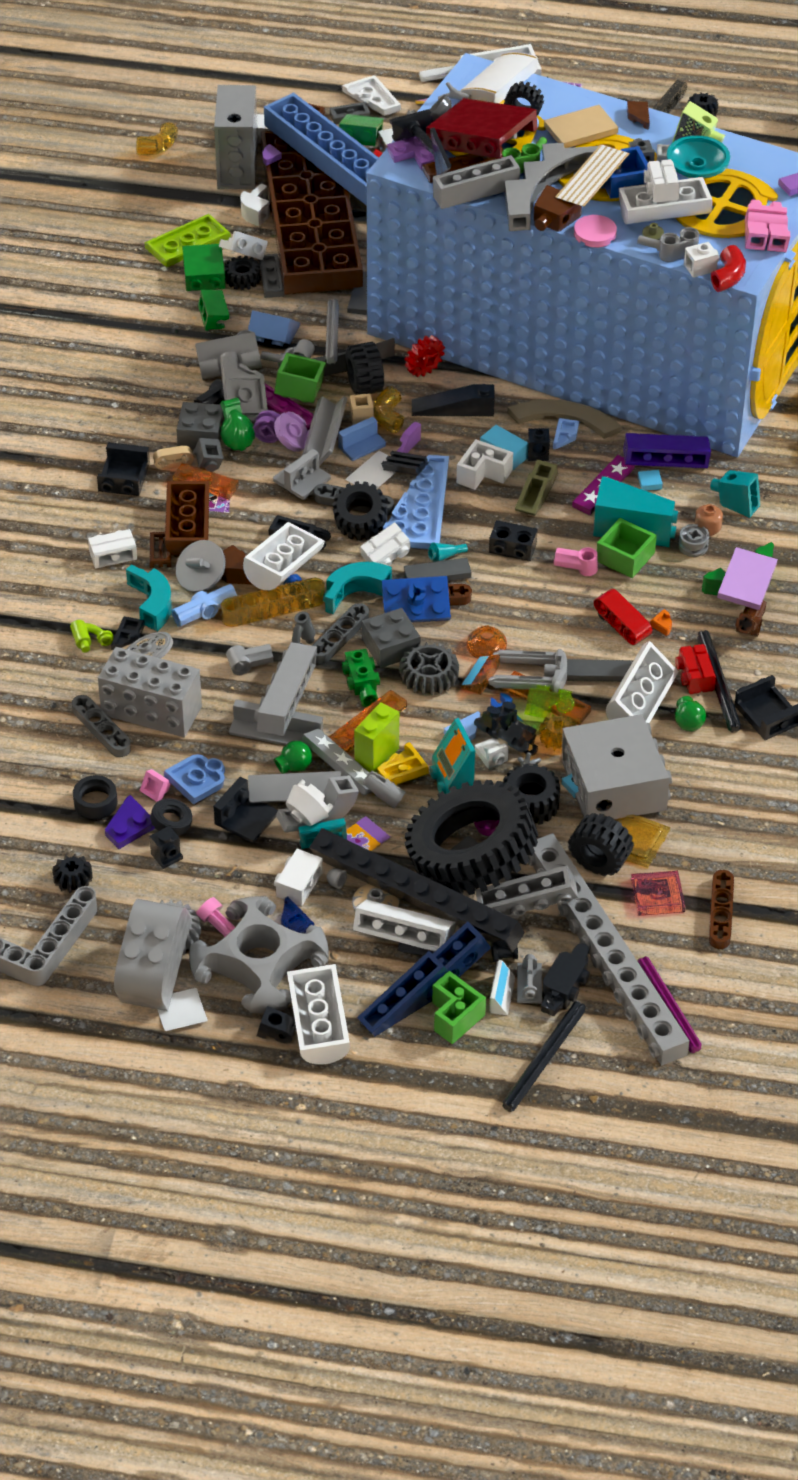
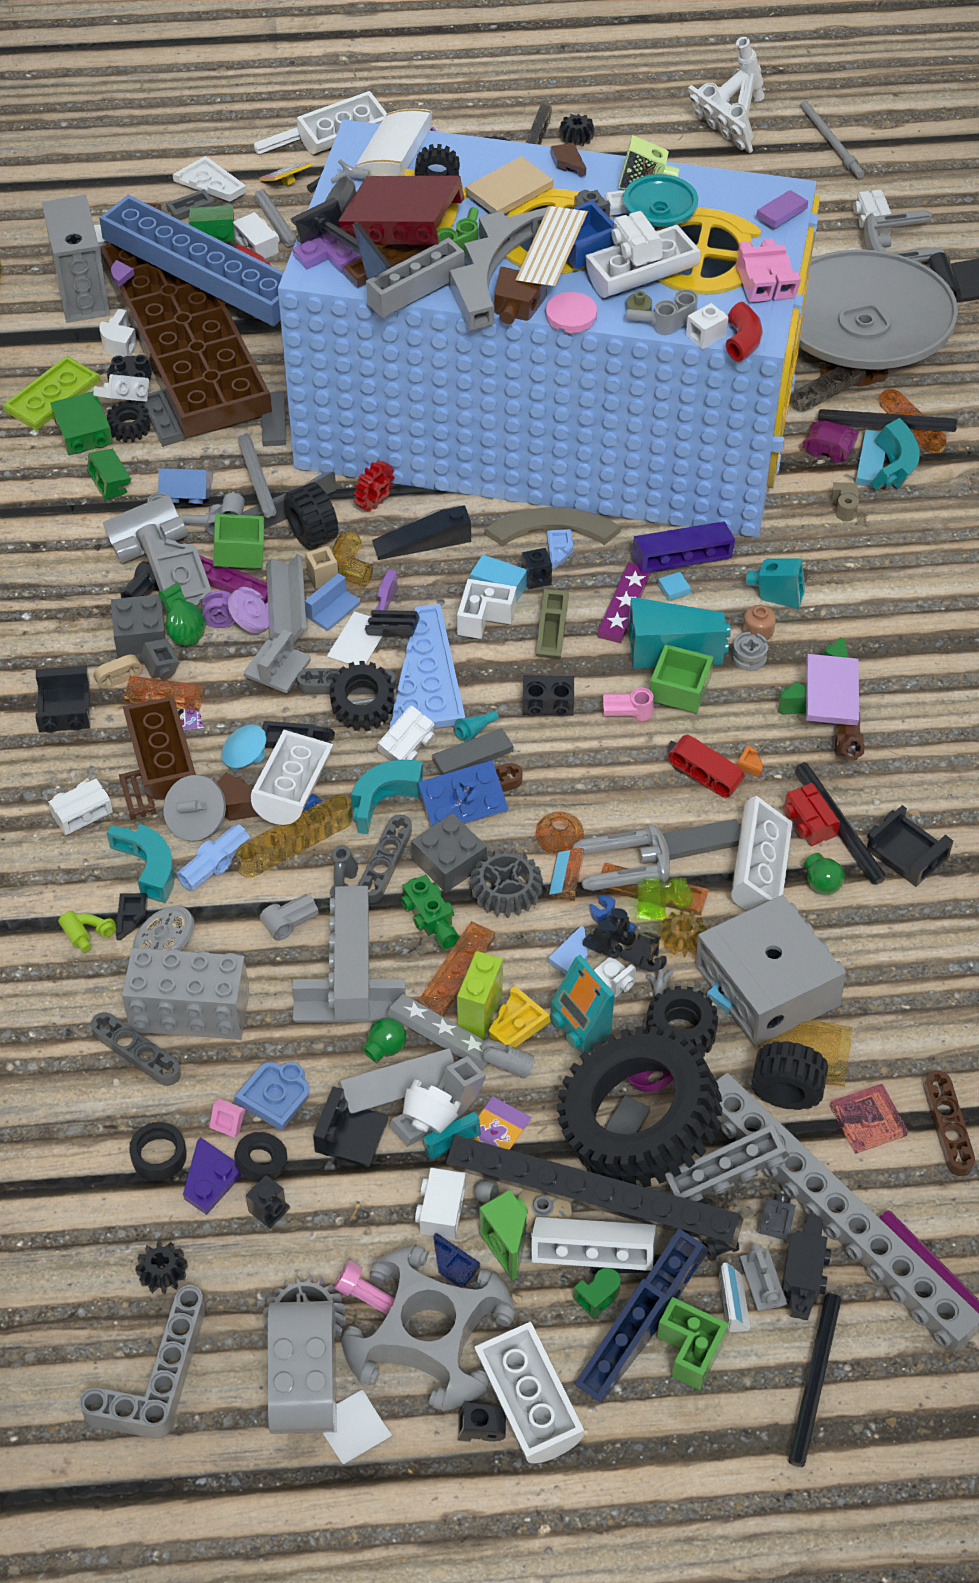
camera: 15 degrees left, 5 degrees up
(254, 531) = (244, 747): none -> medium azure dish
(260, 230) = (130, 366): none -> black dish
(339, 902) = (504, 1230): none -> bright green slope
(398, 962) = (598, 1294): none -> green leg
(556, 941) = (777, 1217): none -> black bracket

